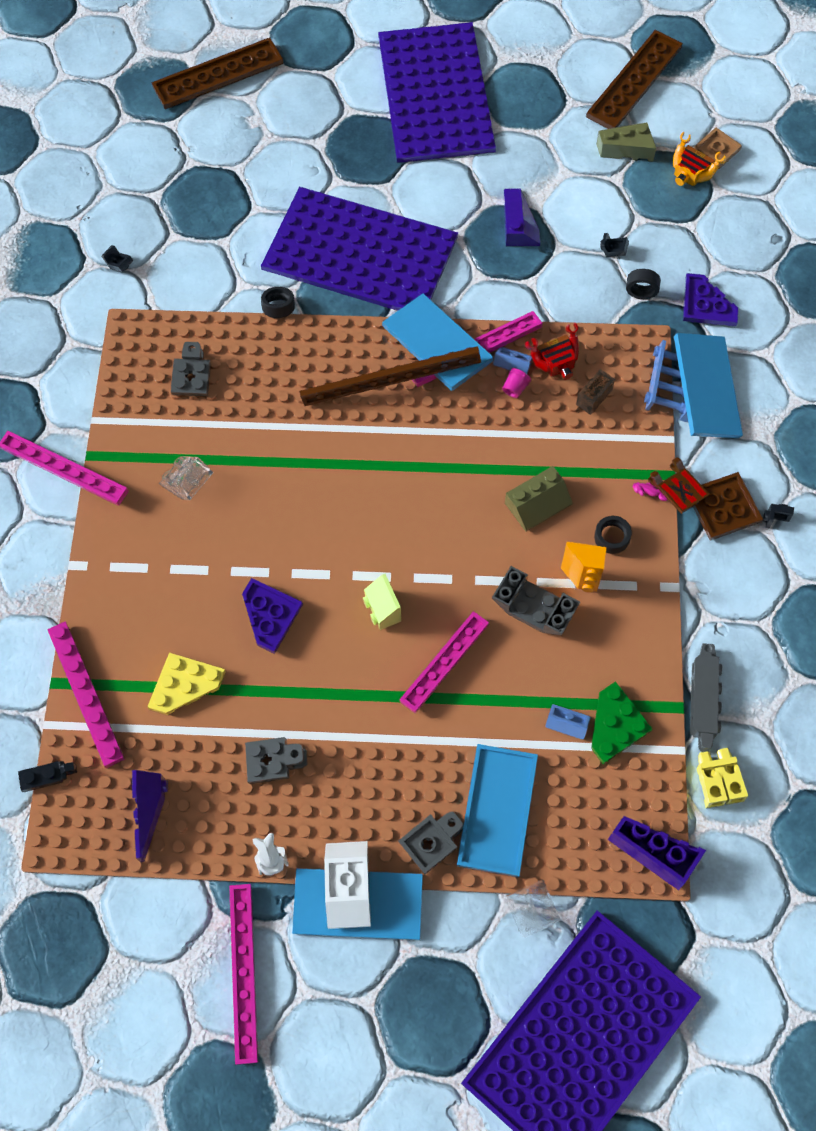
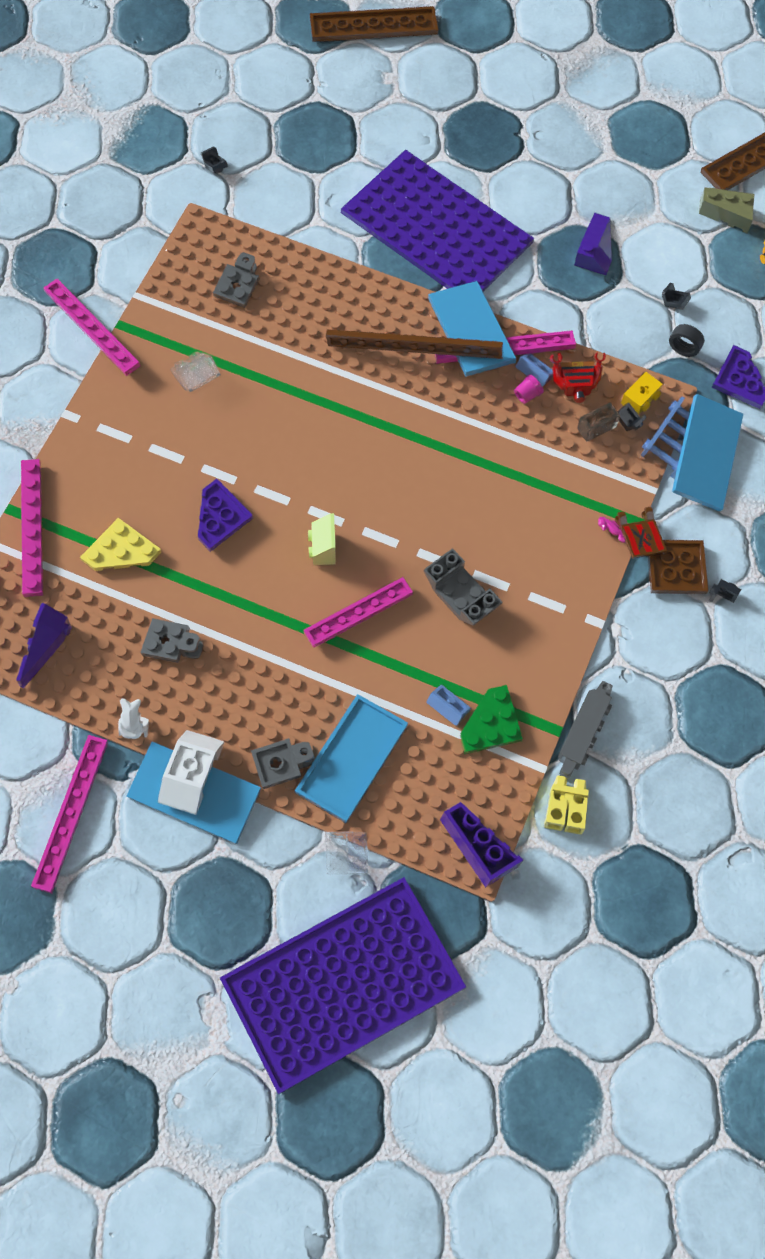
camera: 15 degrees right, 0 degrees up
(281, 310) = (339, 253): black tyre -> none
(436, 92) = (568, 105): dark purple plate -> none
(538, 498) = (505, 499): olive slope -> none
(584, 565) = (519, 570): light orange slope -> none
(613, 521) = (566, 543): black tyre -> none
(622, 377) = (629, 418): none -> black bracket
(623, 350) = (642, 393): none -> yellow brick

